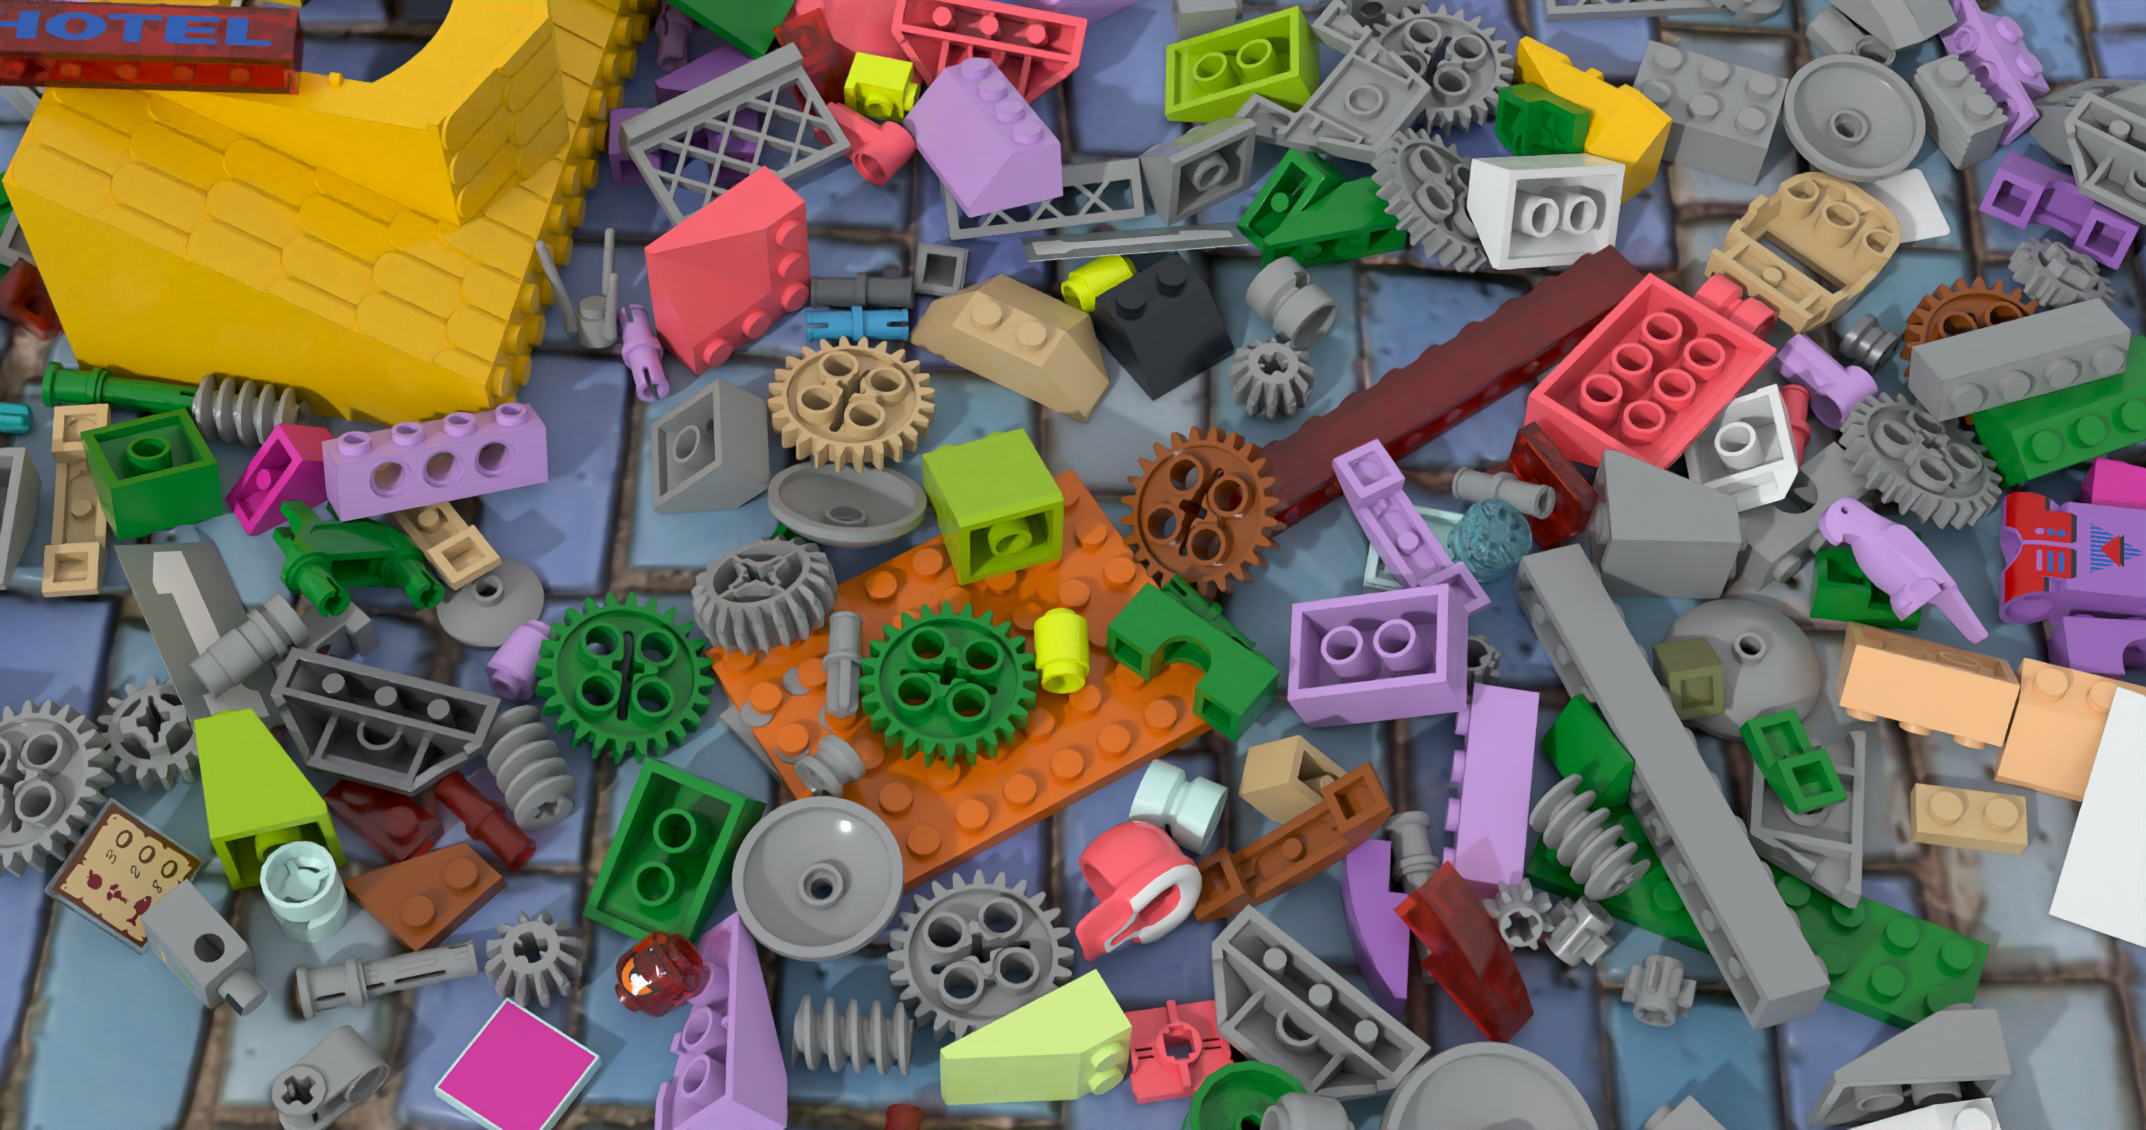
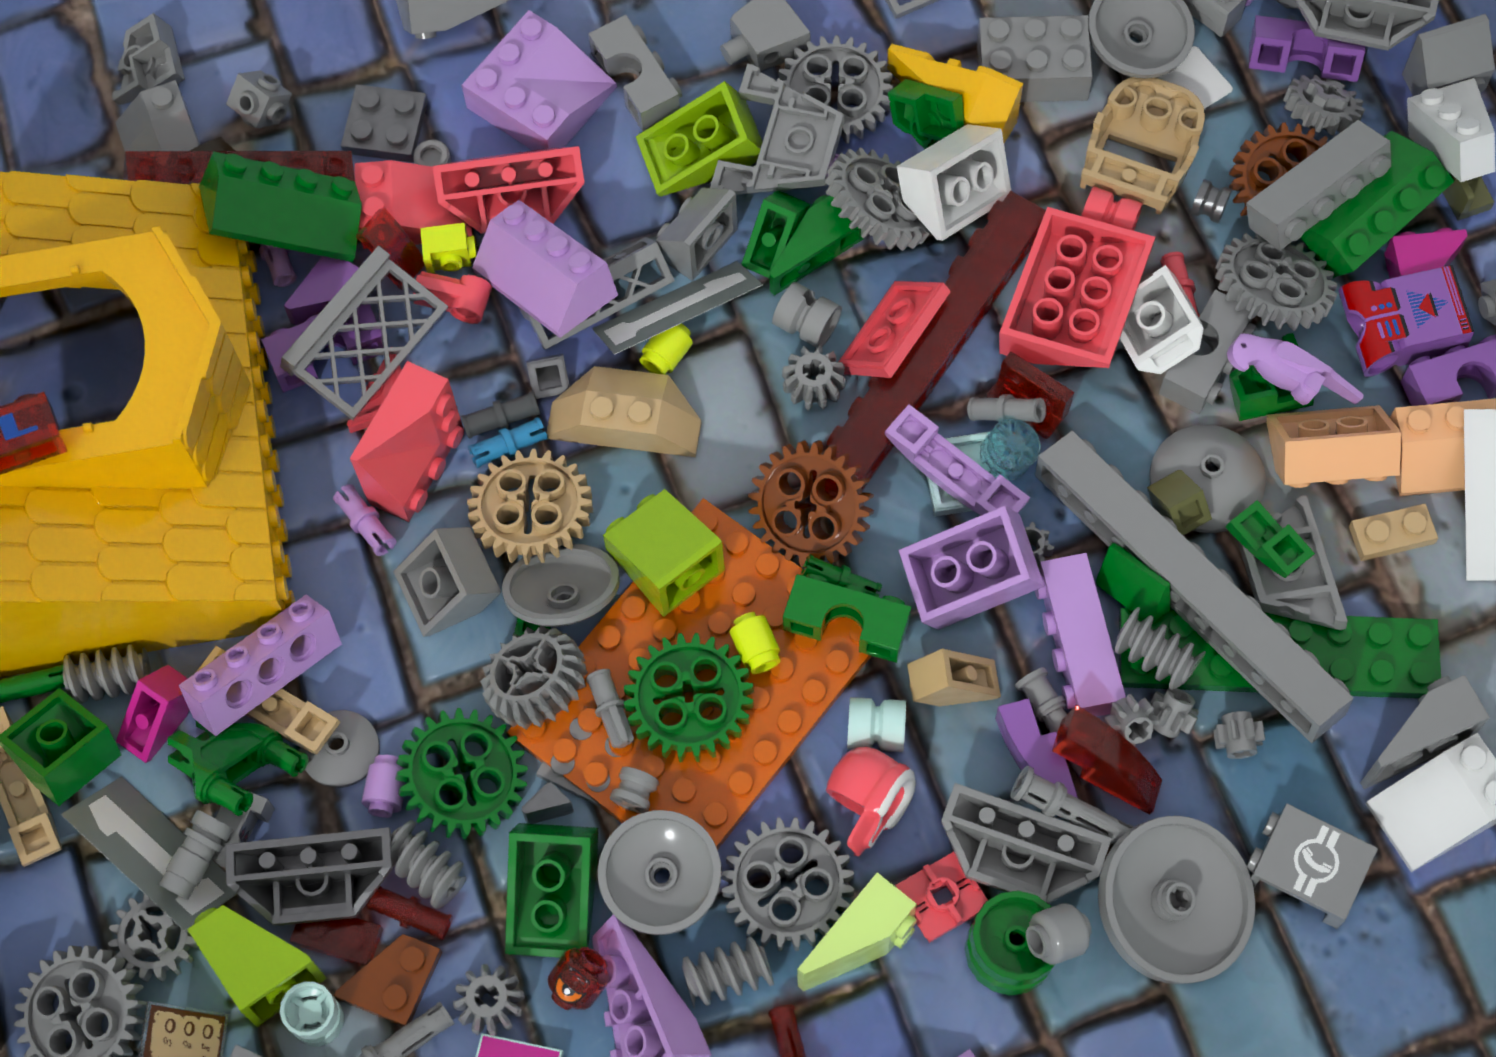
camera: 15 degrees left, 10 degrees up
(597, 315) = (321, 504): light grey plant -> none
(713, 753) = (546, 805): none -> flat silver slope
(1162, 326) = (723, 365): black slope -> none
(1296, 850) = (966, 727): dark orange slope -> none
(1372, 972) = (1055, 800): none -> light grey pin
(1396, 351) = (893, 328): none -> coral tile
(1661, 532) = (1123, 401): light grey slope -> none
(1830, 385) = (1198, 244): lavender piece -> none

